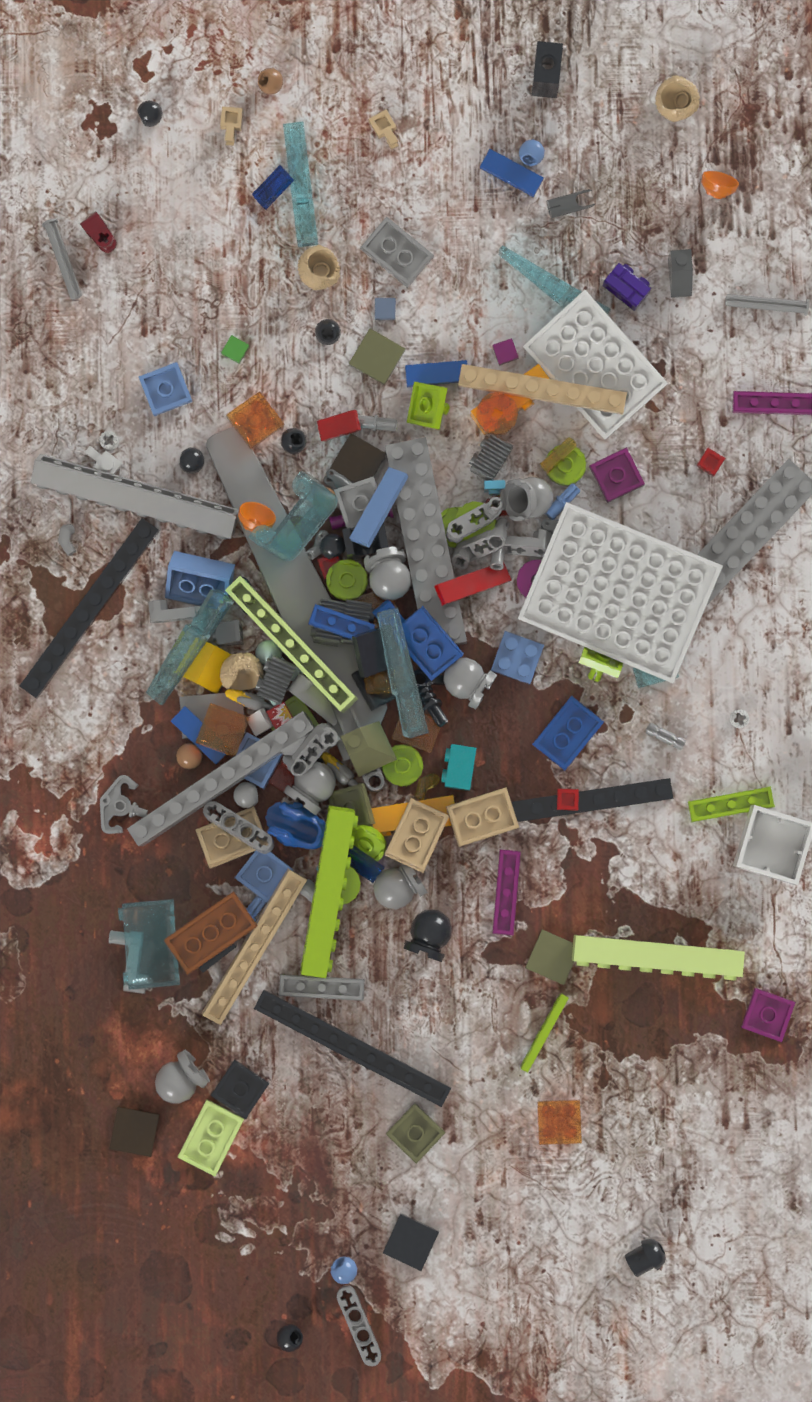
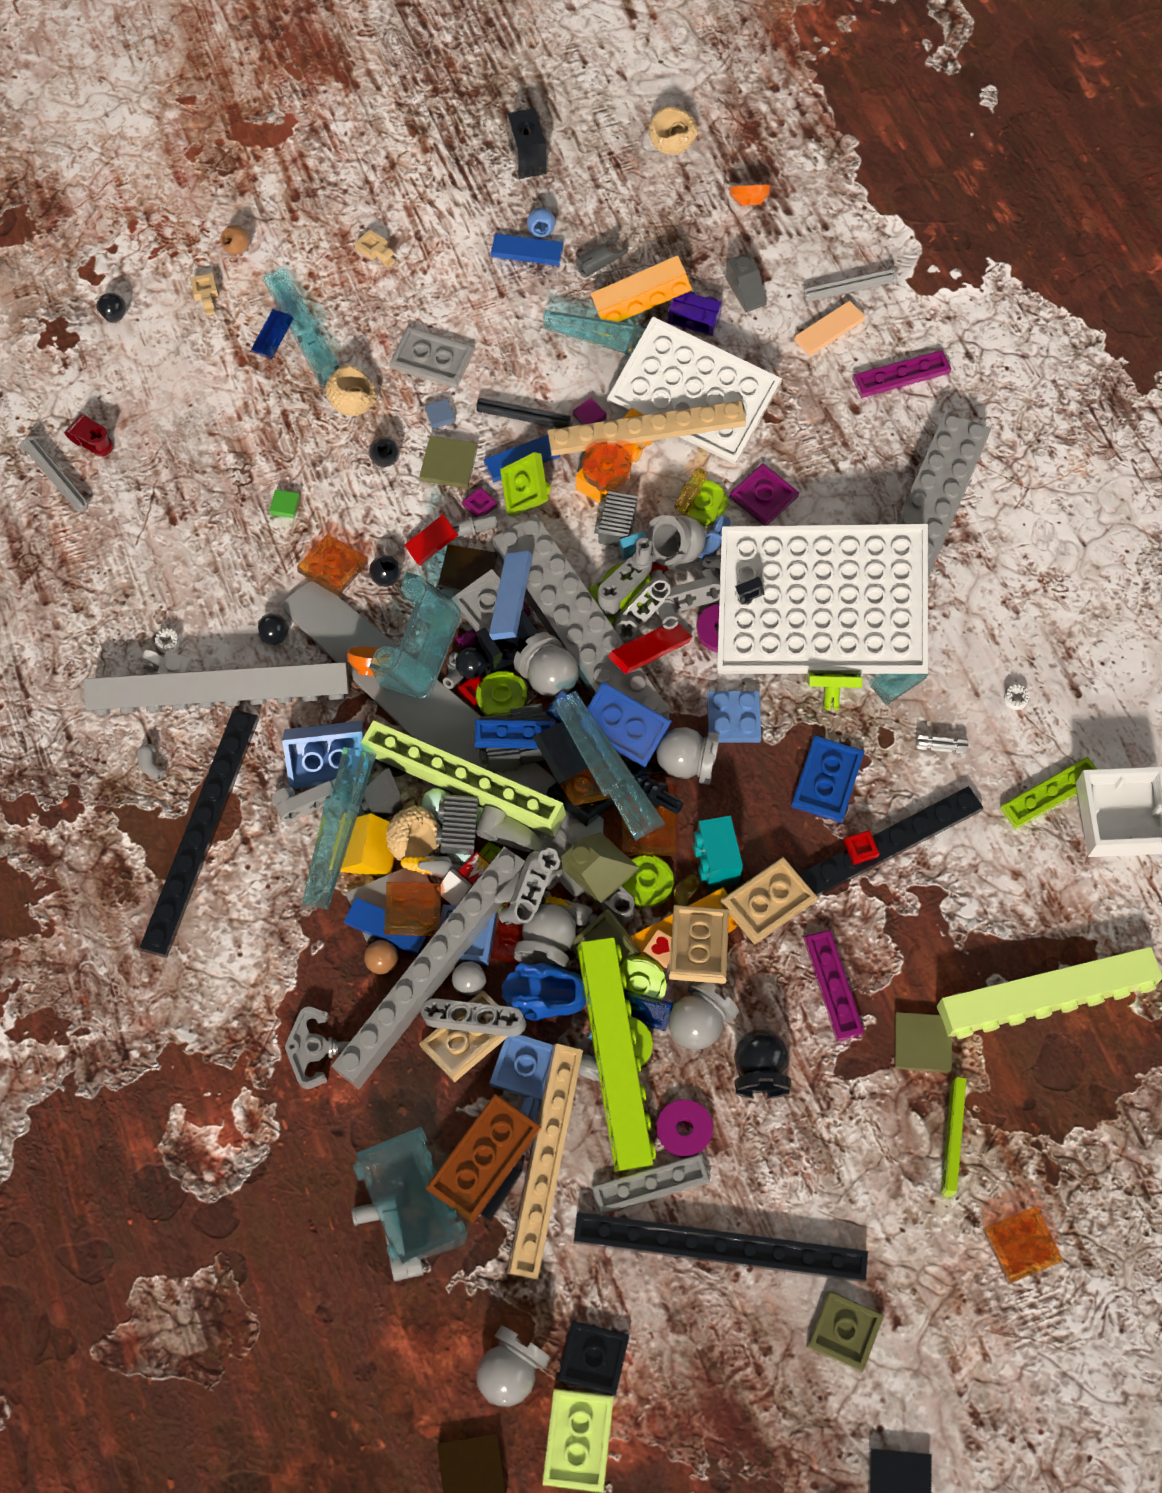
camera: 25 degrees left, 20 degrees down
(165, 389) = (217, 566): medium blue plate -> none
(355, 969) = (688, 1112): none -> magenta tile
(388, 403) = (479, 503): none -> magenta tile
(388, 826) = (659, 948): none -> light nougat tile
(452, 332) = (523, 413): none -> black axle
(564, 567) = (749, 590): none -> black tile
(587, 256) = (642, 290): none -> light orange brick
(710, 462) = (860, 450): red tile -> none
(733, 339) = (829, 328): none -> light nougat tile

